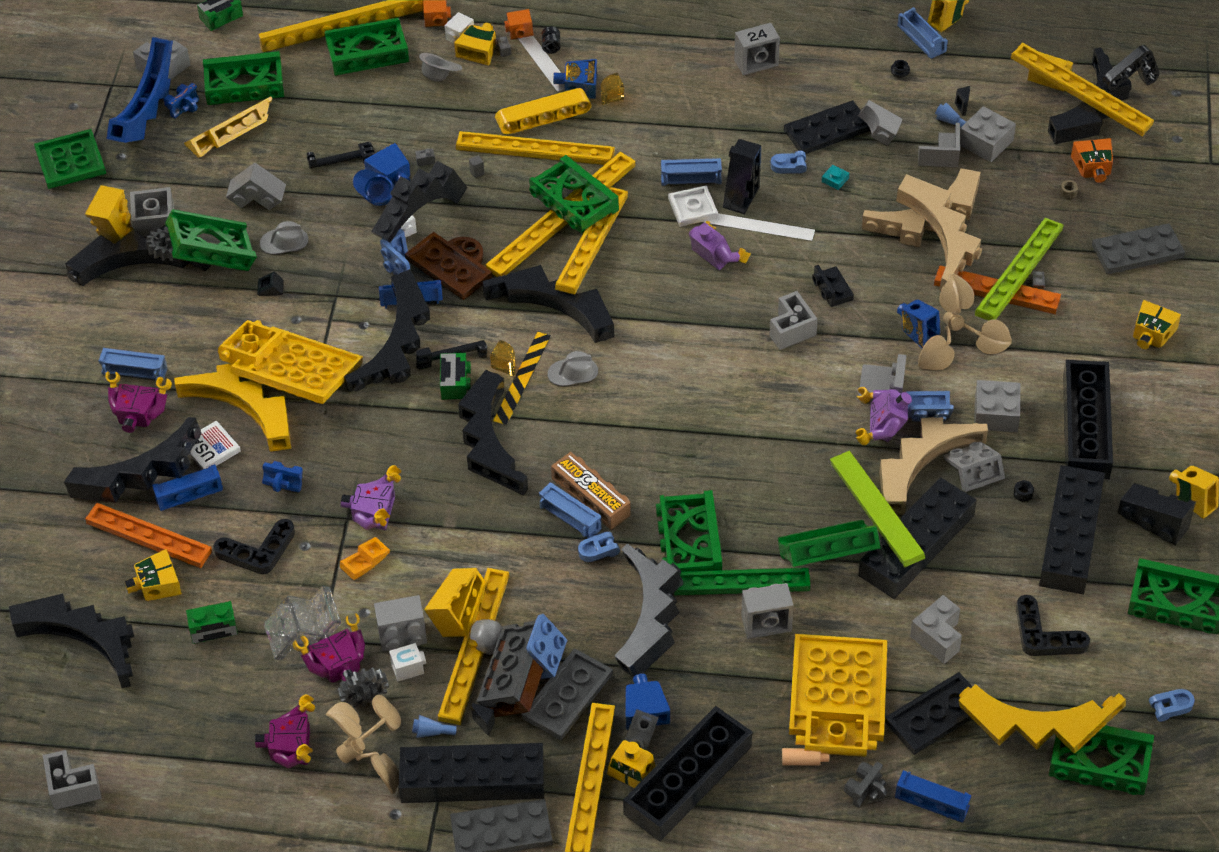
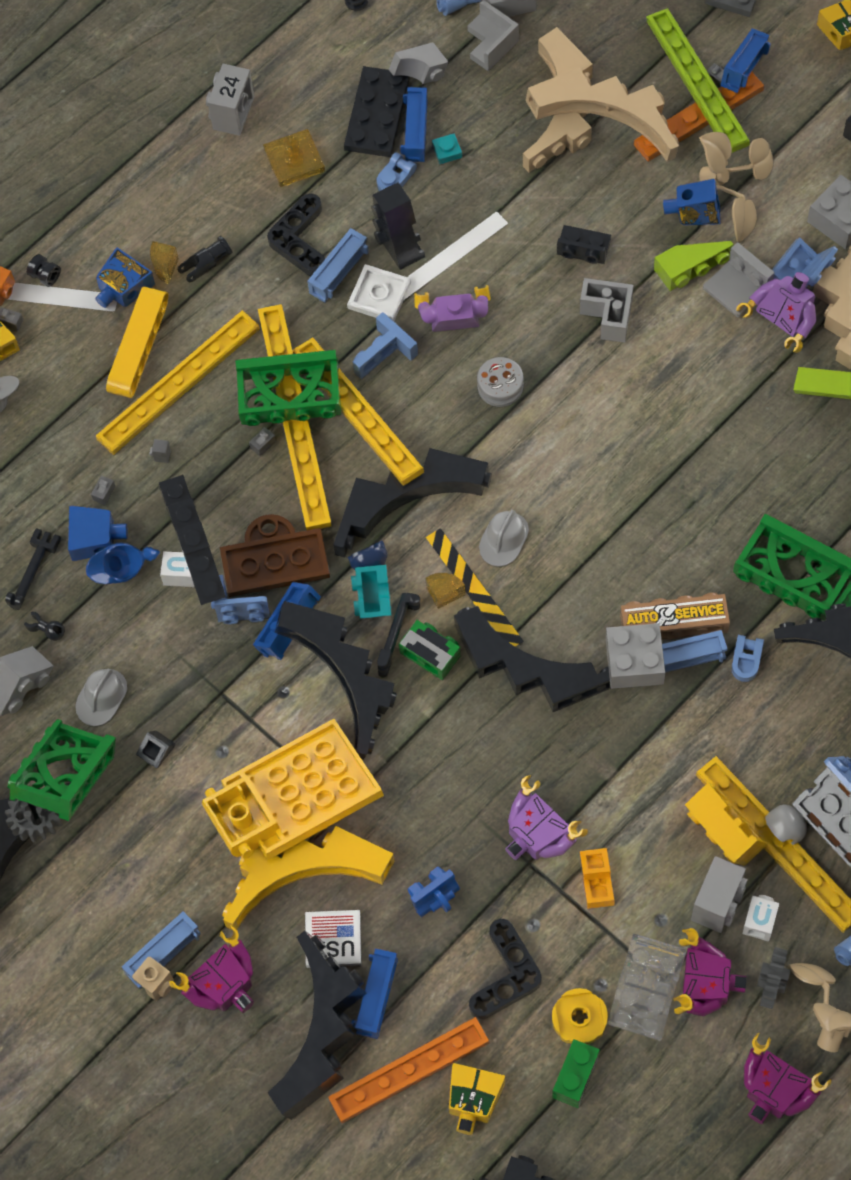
camera: 50 degrees left, 15 degrees up
(107, 363) = (153, 978): none -> tan bracket
(255, 615) = (566, 1008): none -> yellow plate
(307, 190) = (52, 629): none -> black arm
(470, 324) = (372, 591): none -> teal cylinder
(490, 307) = (370, 556): none -> dark blue hair
(529, 211) = (262, 441): none -> flat silver piece
(534, 474) = (635, 656): none -> light grey brick
(633, 108) = (205, 259): none -> black piece
(651, 228) = (391, 339): none -> medium blue bracket
(684, 301) = (500, 381): none -> light grey head
(692, 138) = (291, 233): none -> black beam
(751, 108) = (294, 158): none -> clear yellow tile
(835, 149) = (415, 124): none -> blue container
(871, 345) = (686, 262): none -> lime slope
(1060, 282) = (744, 60): none -> blue container

